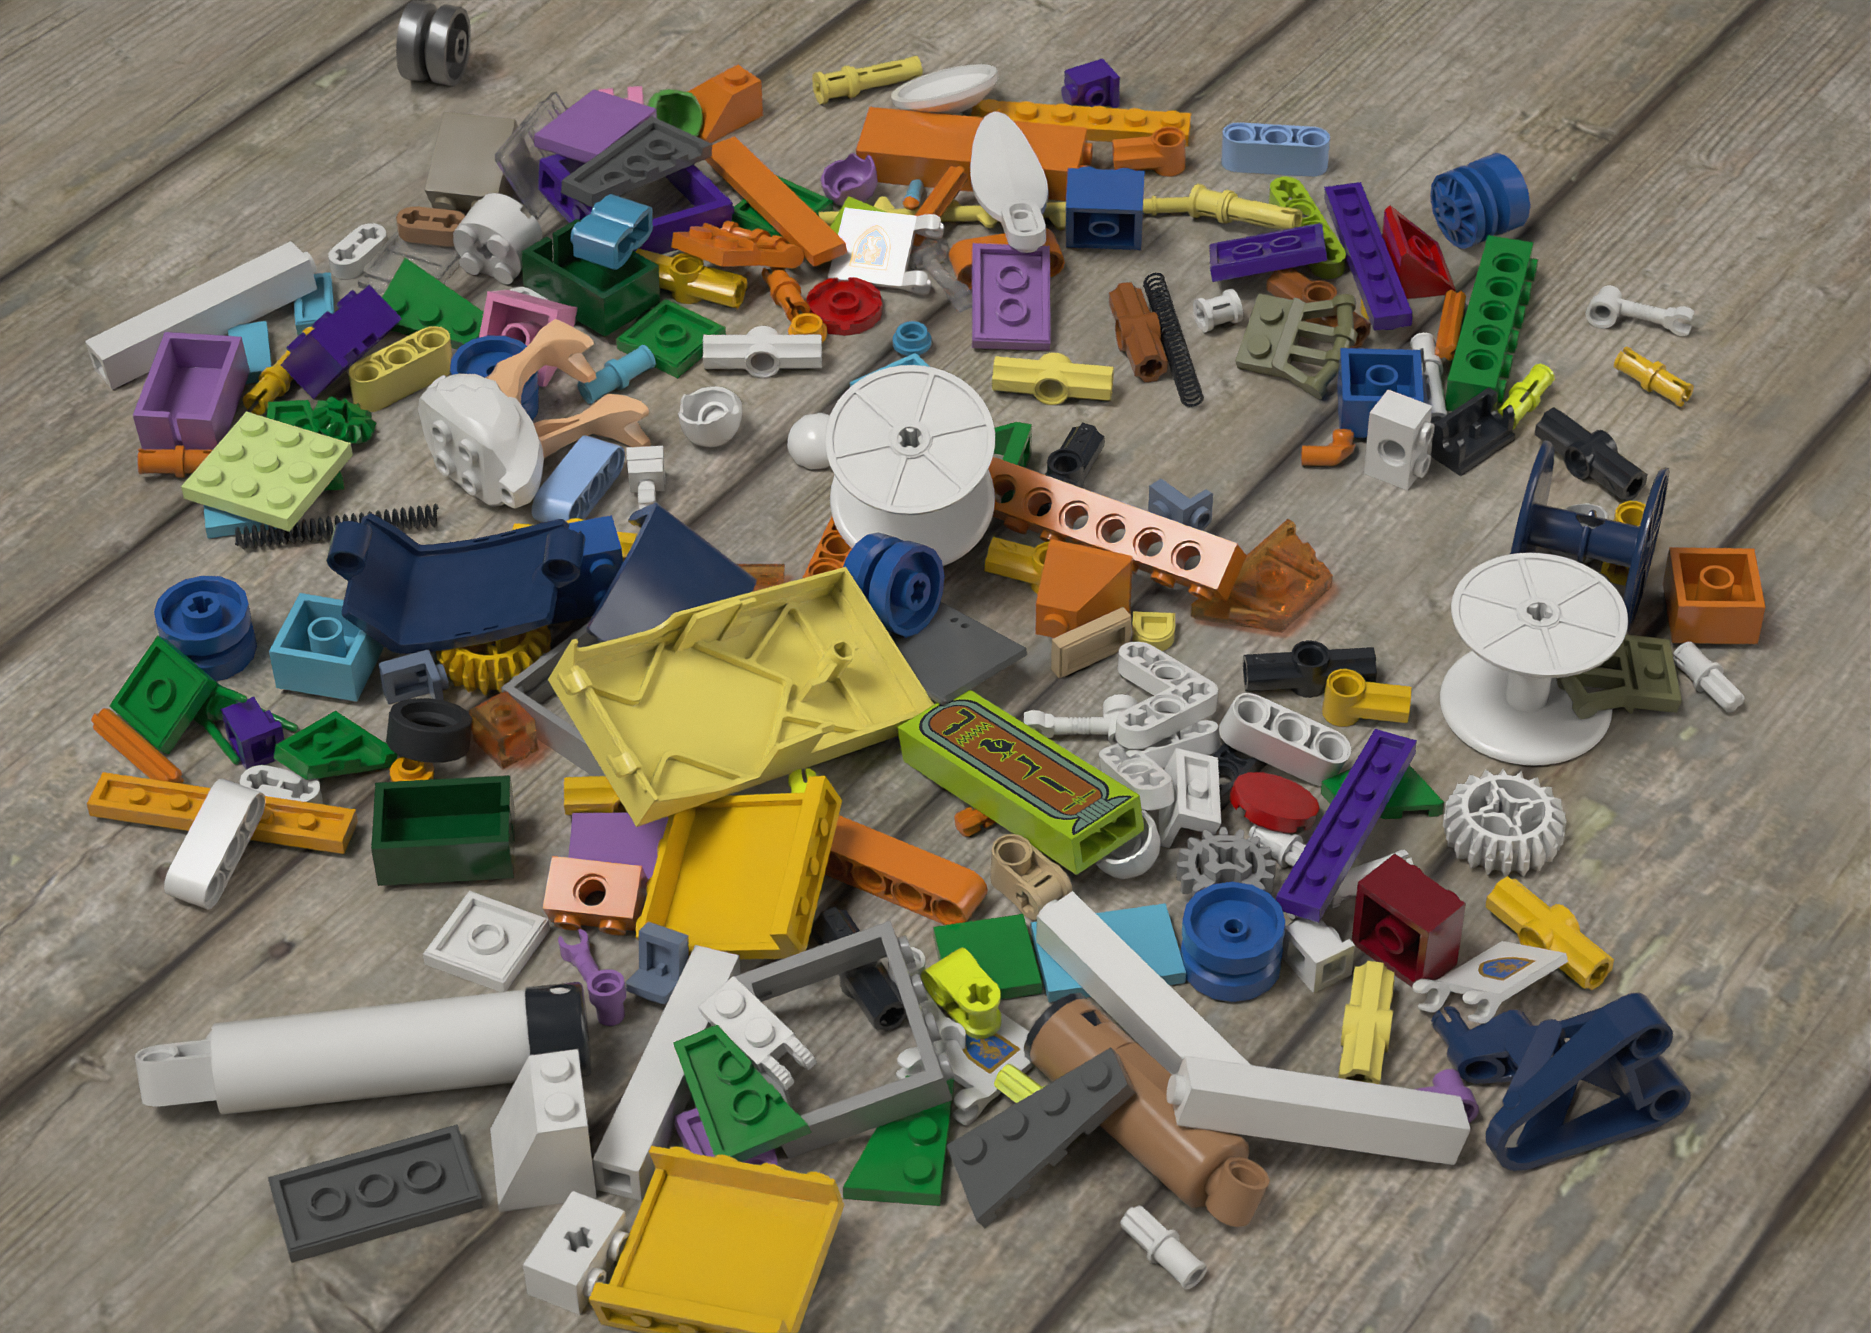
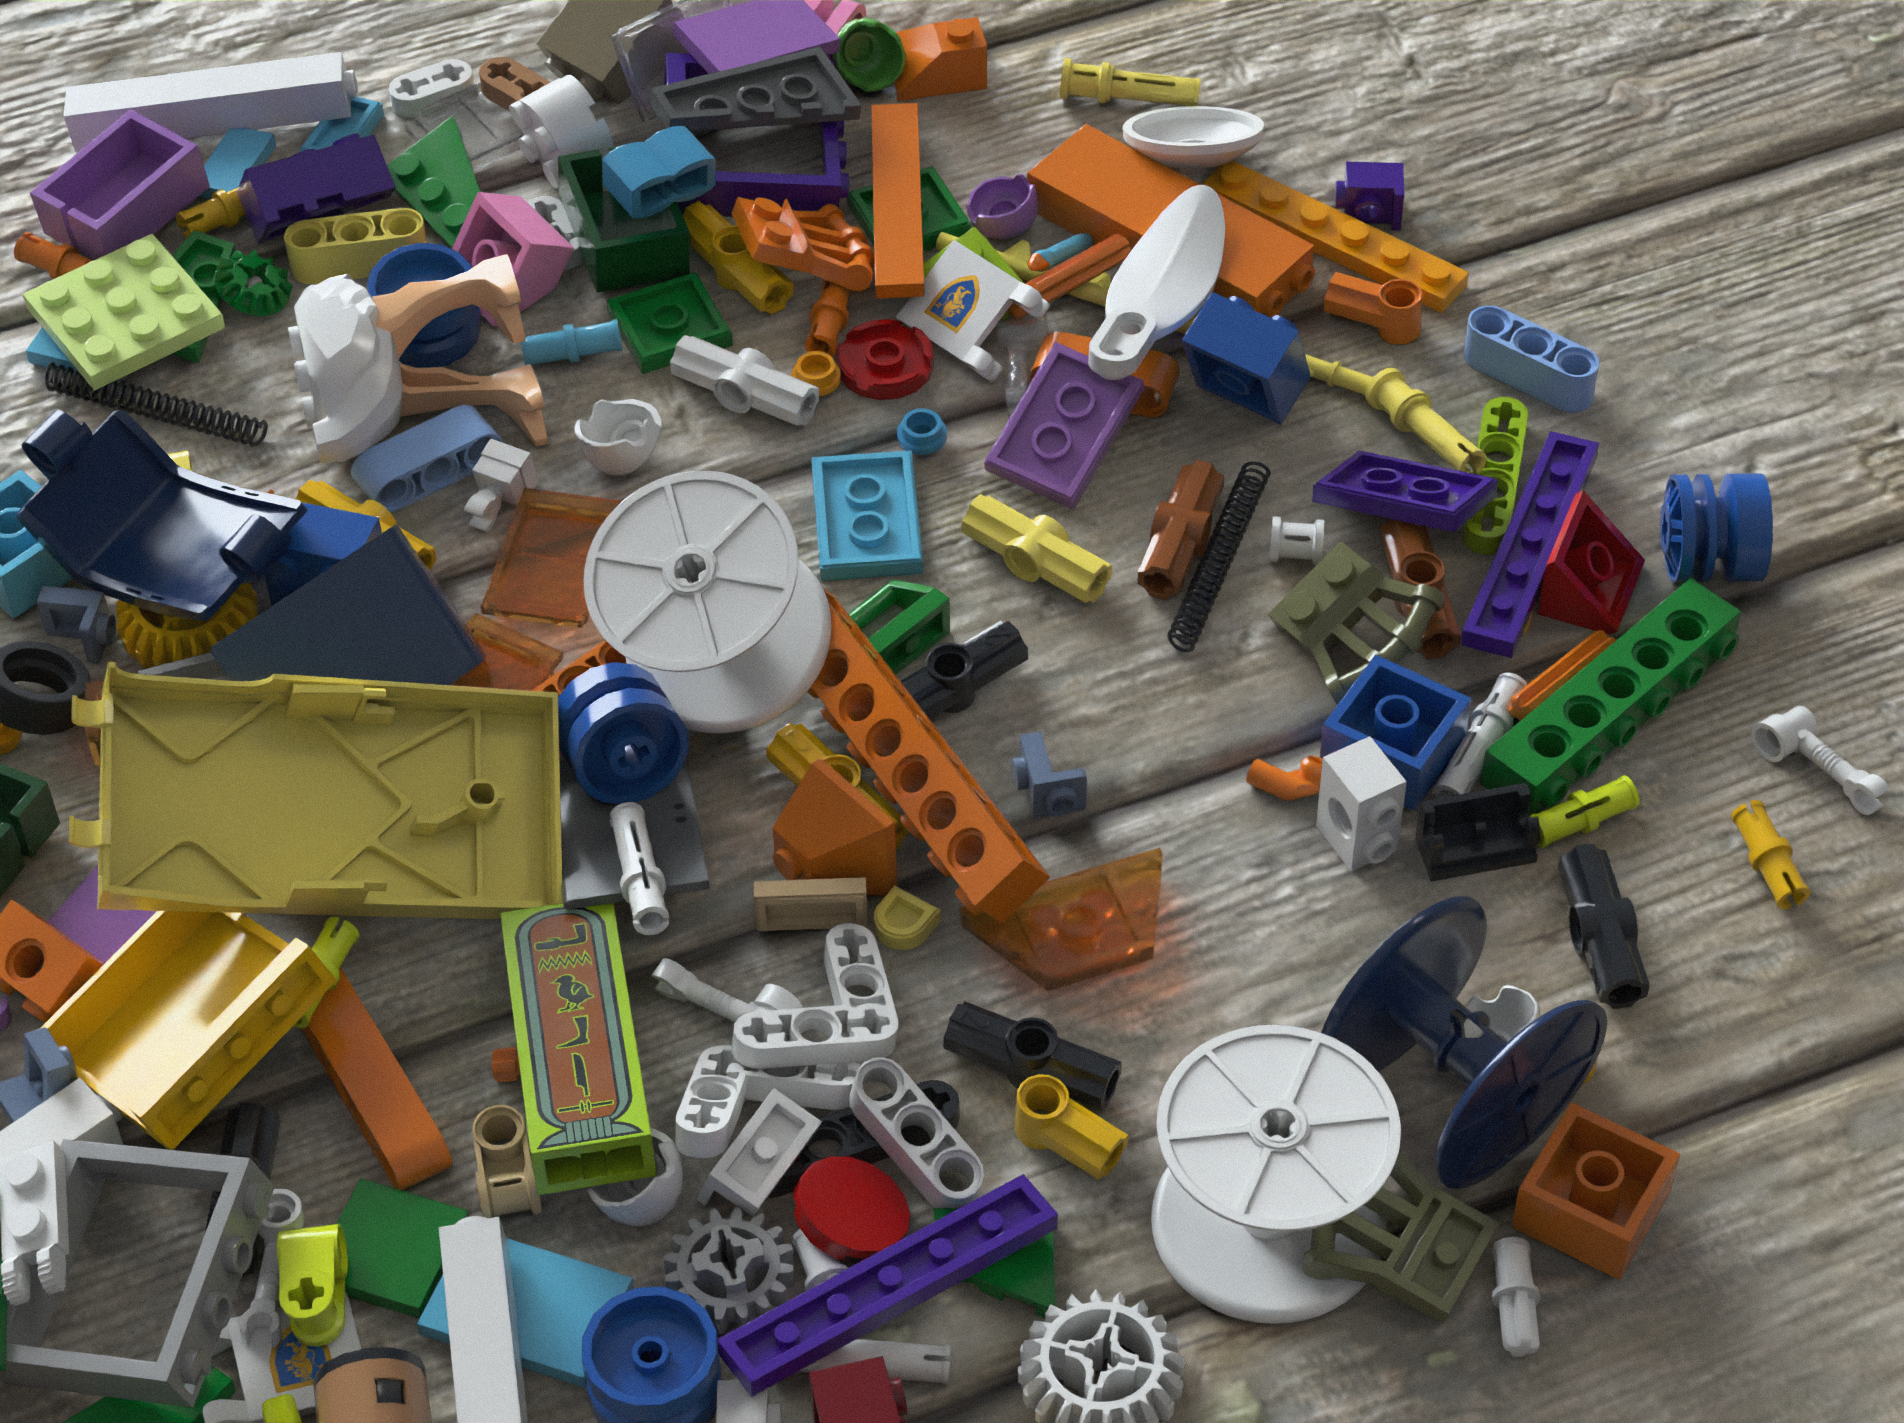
camera: 30 degrees right, 5 degrees up
(724, 507) = (545, 558): none -> clear orange piece
(989, 663) = (641, 880): none -> white pin

